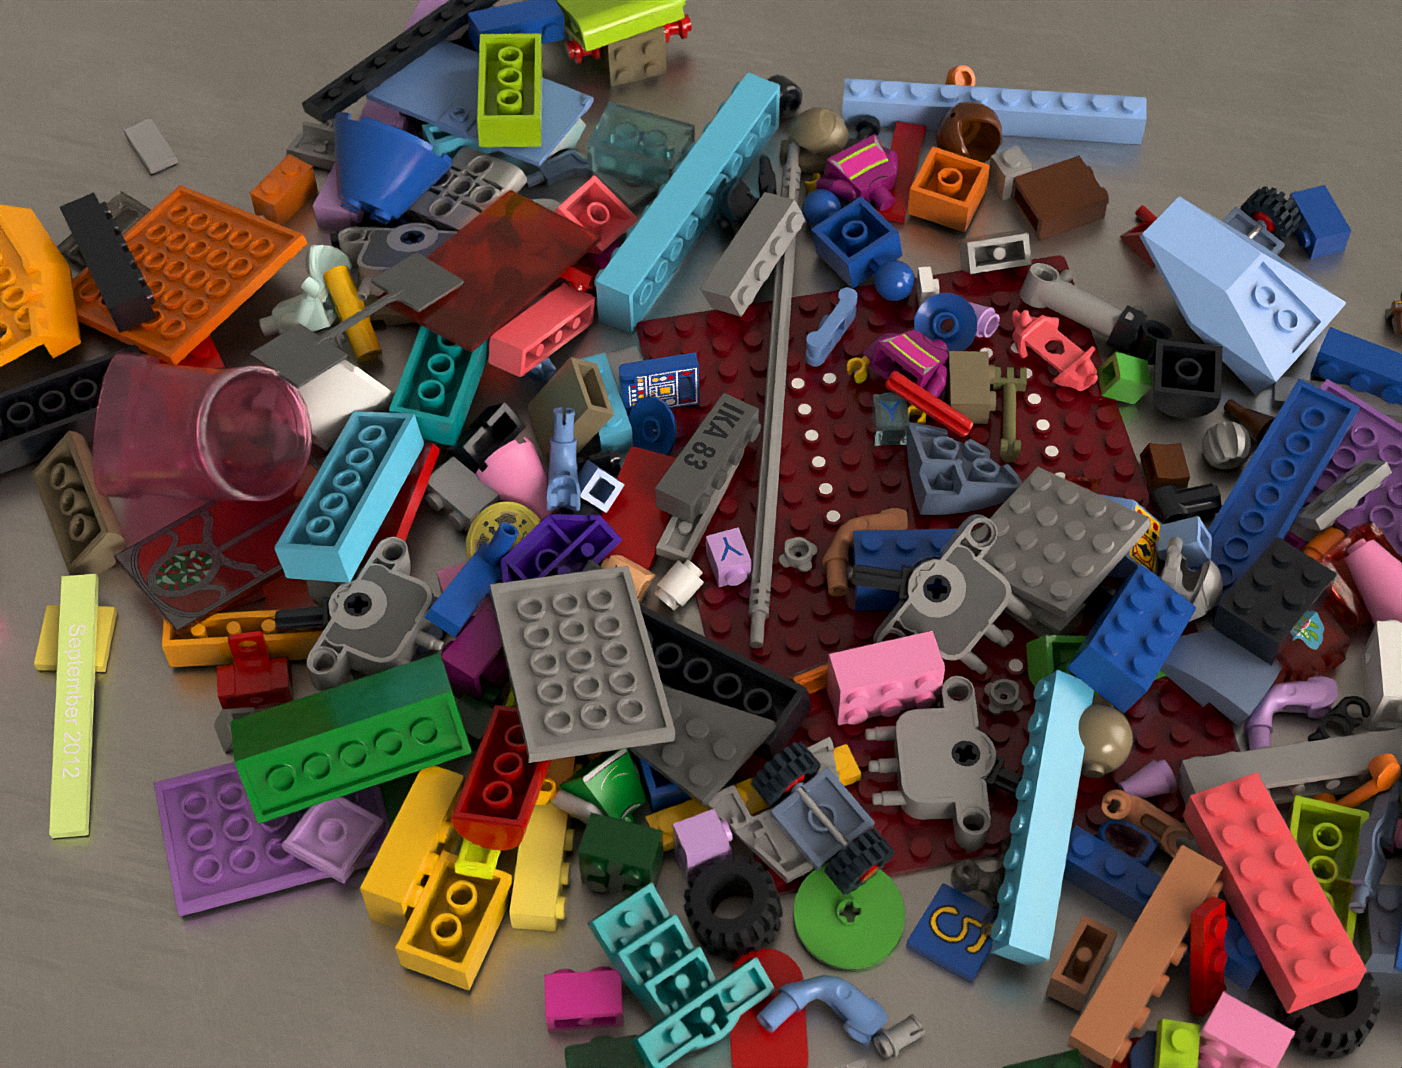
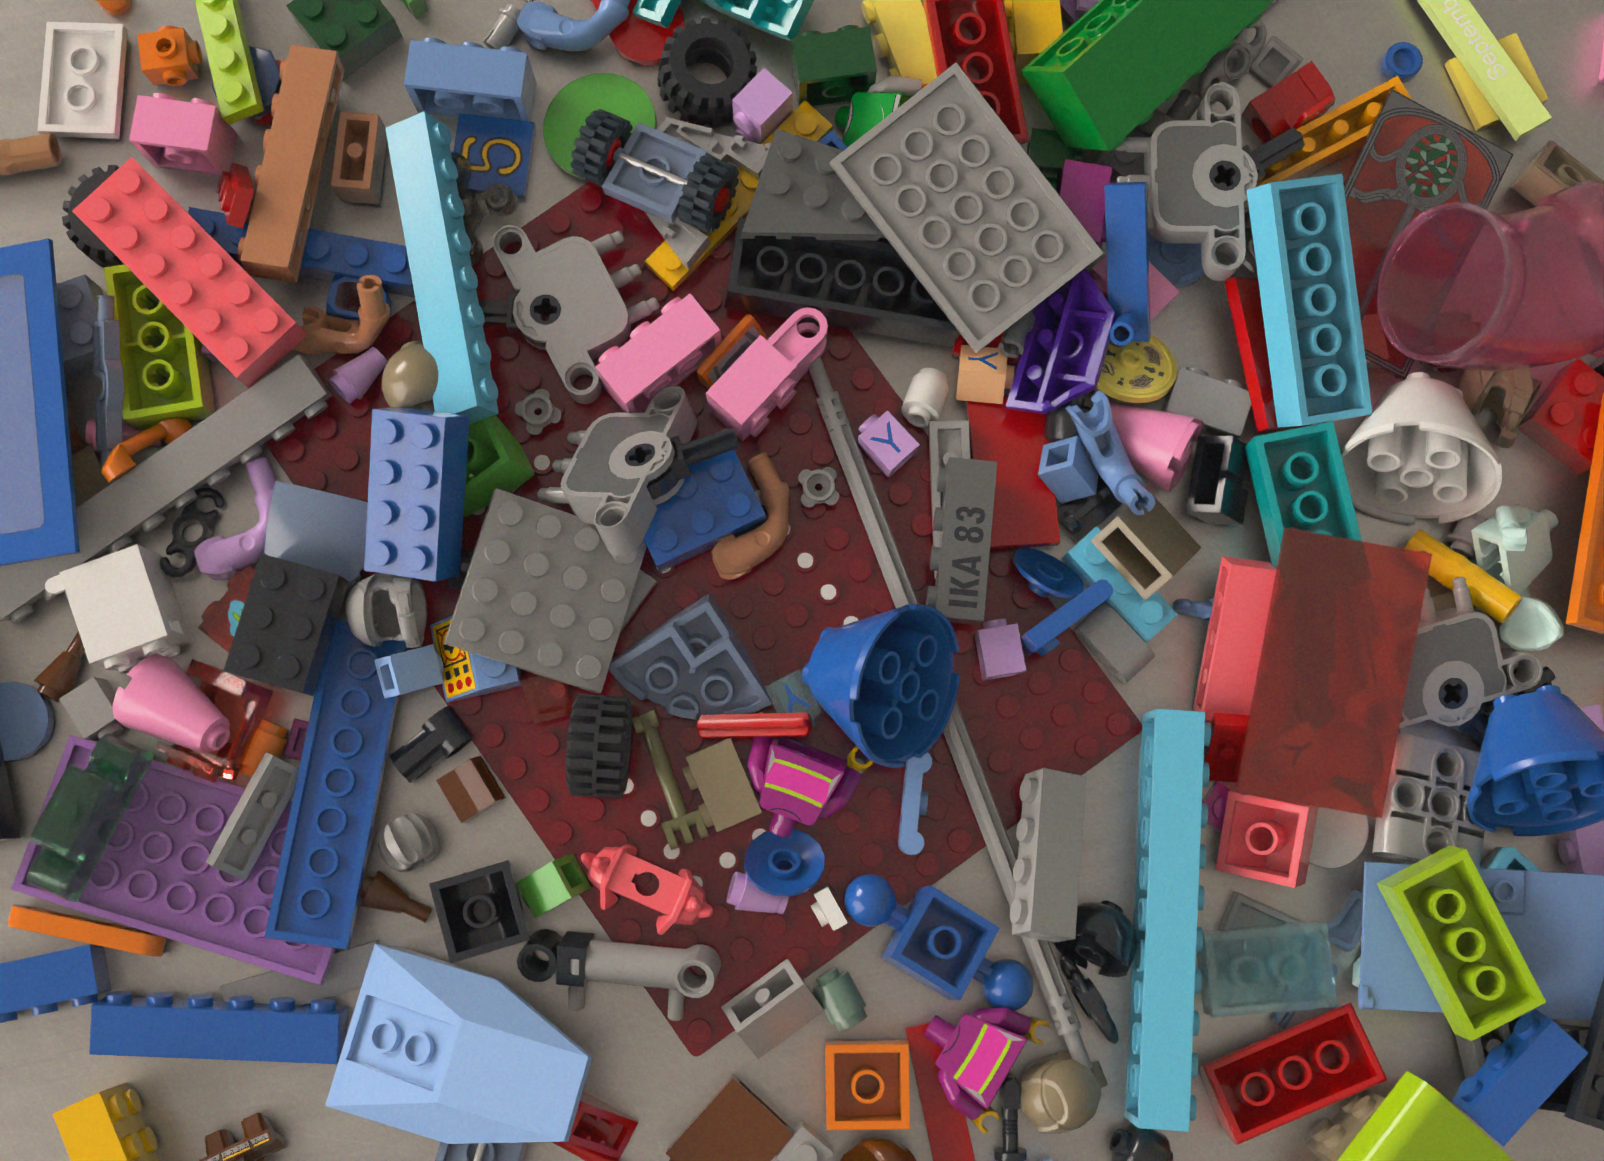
camera: 150 degrees right, 25 degrees up
(138, 685) = (1402, 61): none -> blue tile
(304, 355) = (1457, 400): dark grey hinge -> none
(668, 91) = (1291, 1074): none -> red brick
(714, 383) = (999, 650): none -> lavender brick
(805, 628) = (767, 374): none -> bright pink brick
(823, 385) = (888, 681): none -> blue cone
(943, 245) = (840, 999): none -> sand green brick
(952, 981) = (470, 80): none -> medium blue brick
(1053, 429) = (599, 746): none -> black tyre

